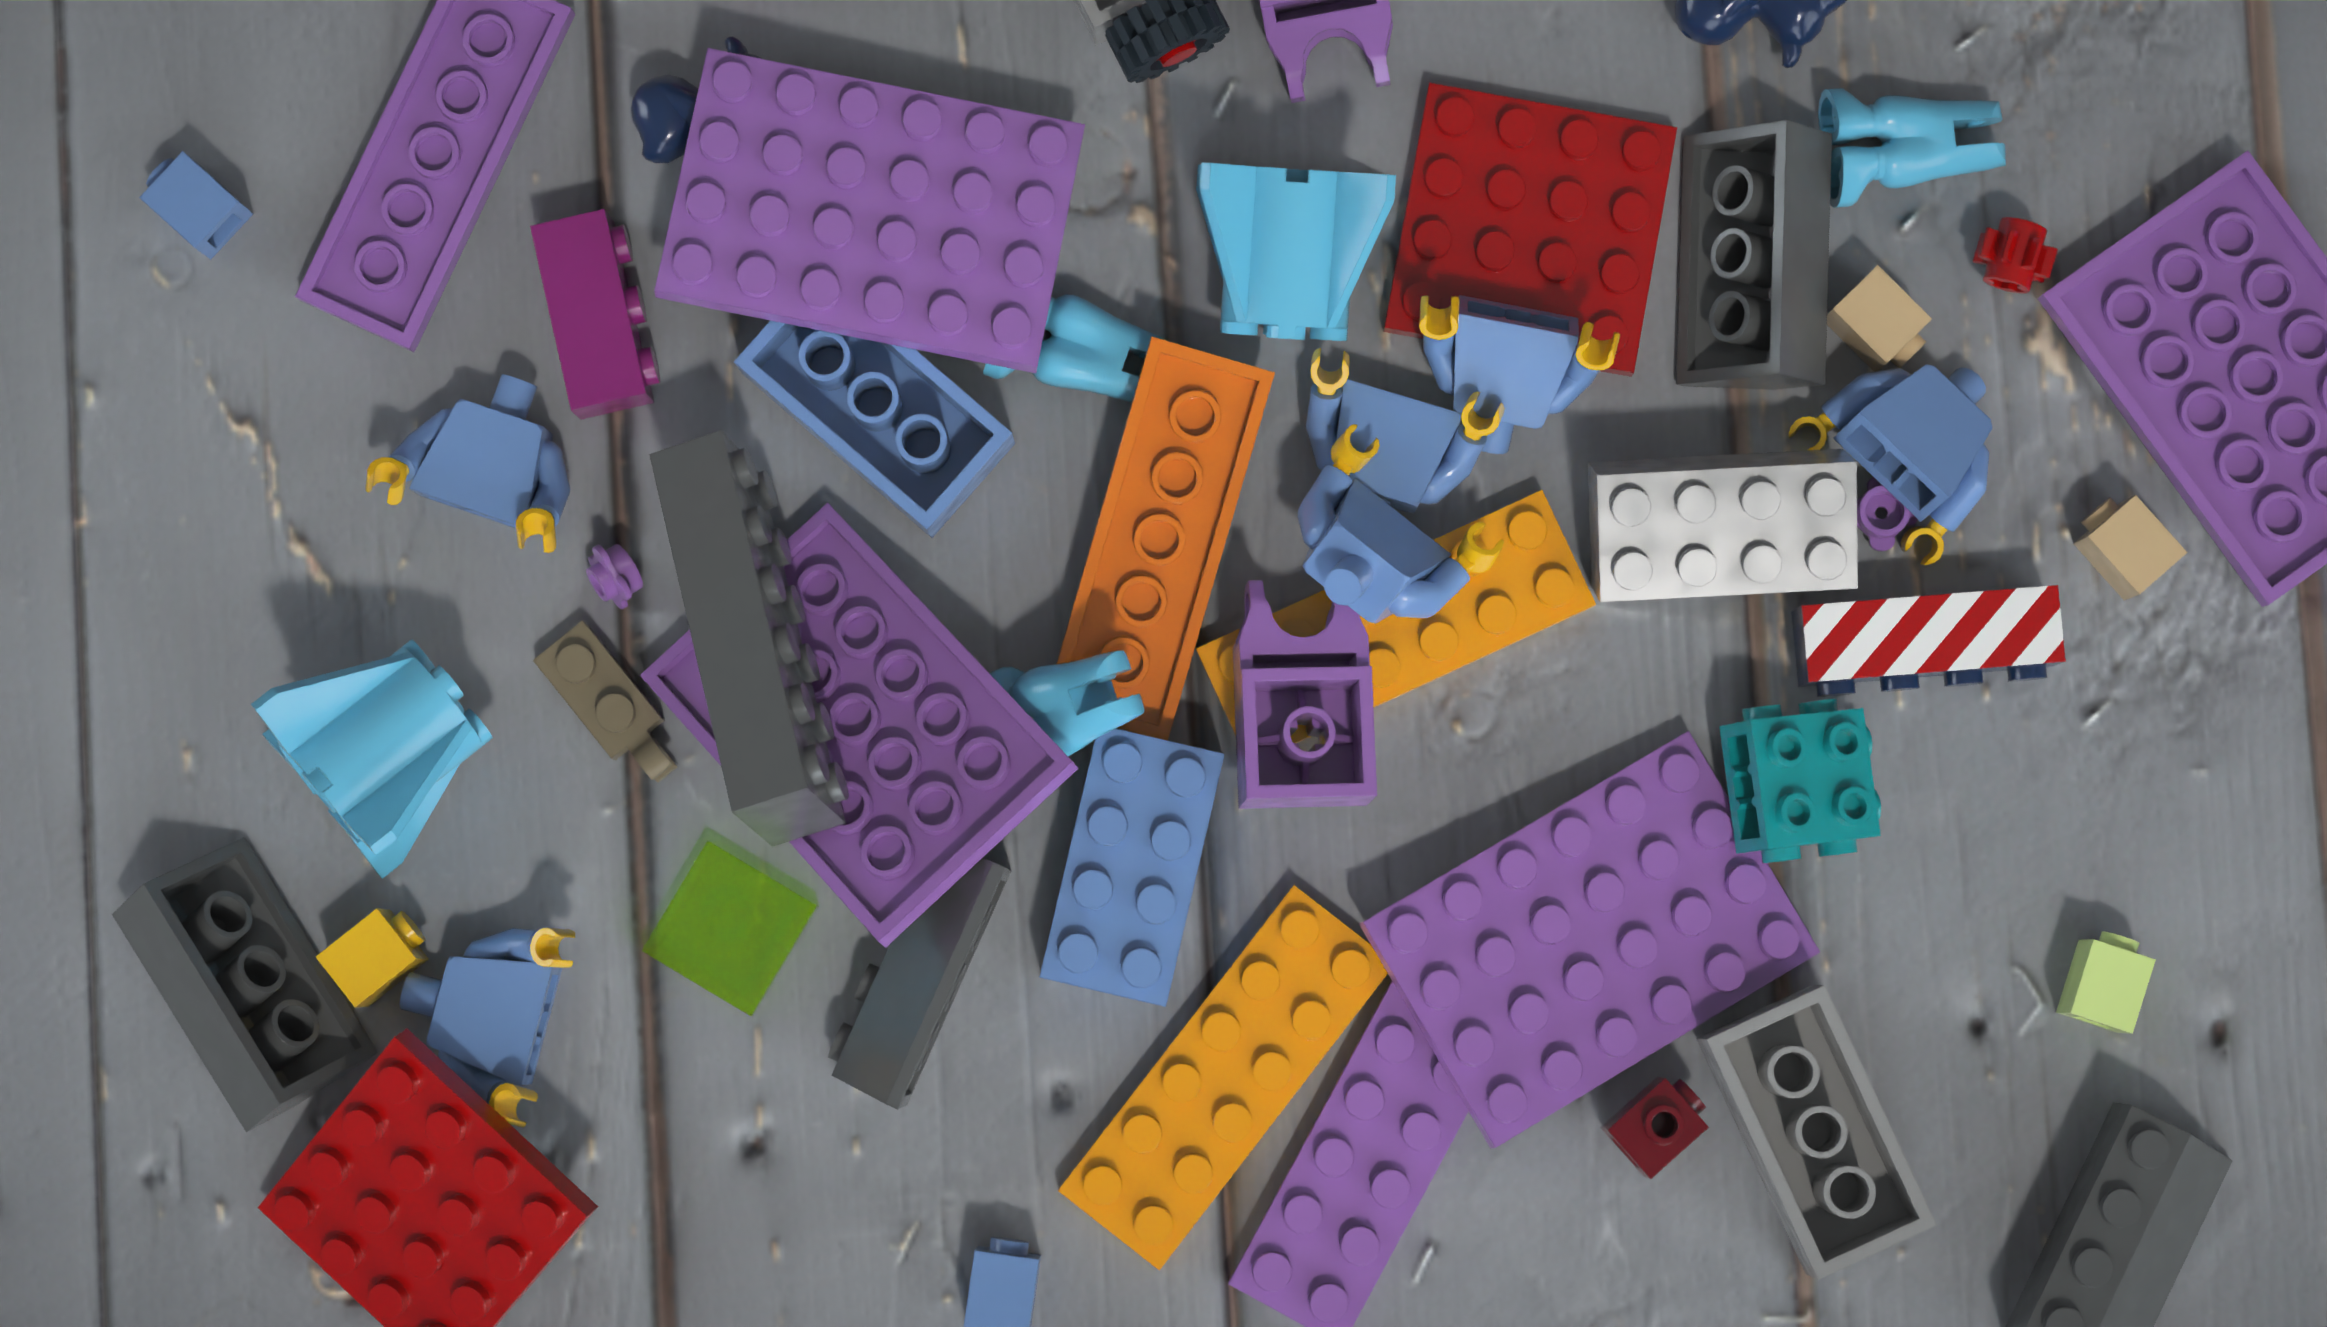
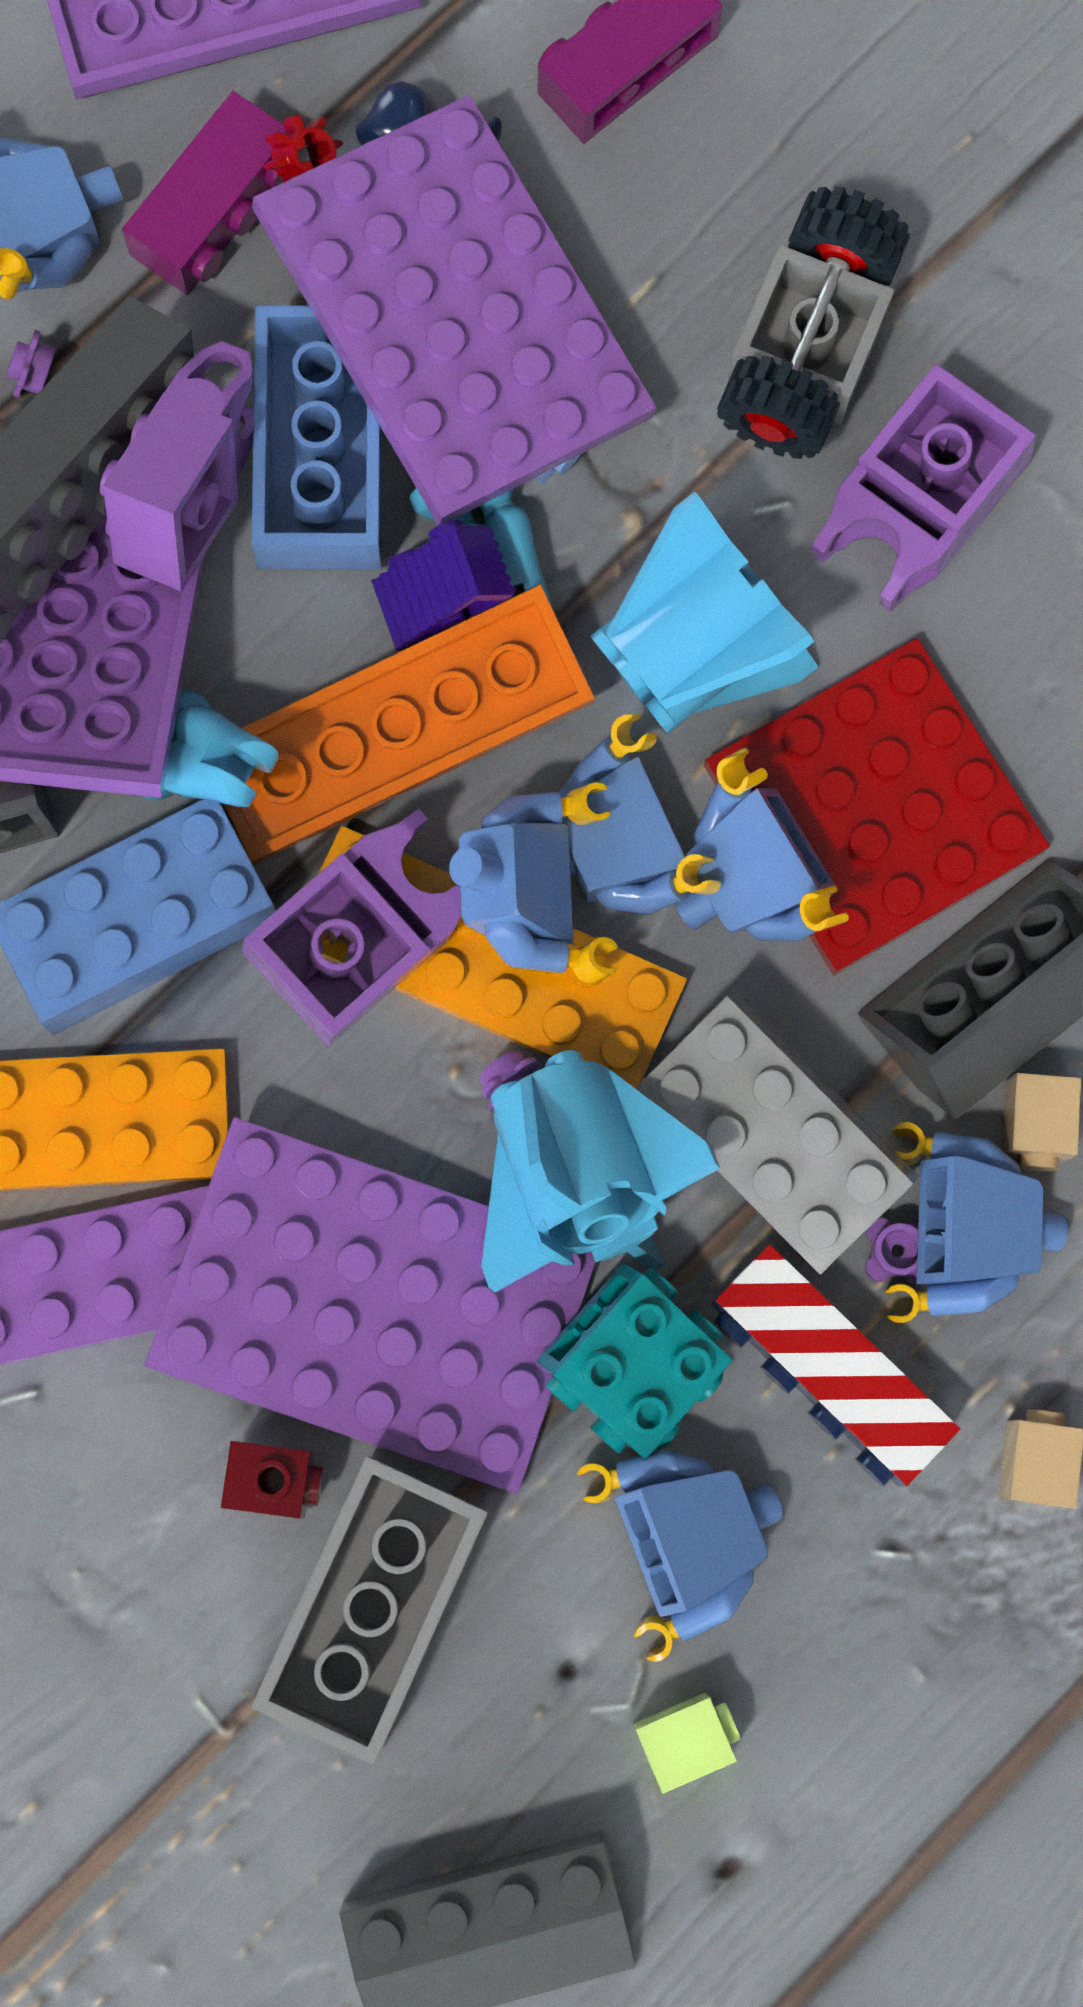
camera: 40 degrees right, 5 degrees down
(636, 217) = (313, 138): none -> red gear
(825, 533) = (180, 471): none -> medium lavender brick
(1082, 410) = (442, 583): none -> dark purple brick
(1507, 690) = (506, 1069): none -> medium lavender plate
(1628, 695) = (581, 1169): none -> medium azure brick
(1964, 852) = (691, 1537): none -> medium blue torso

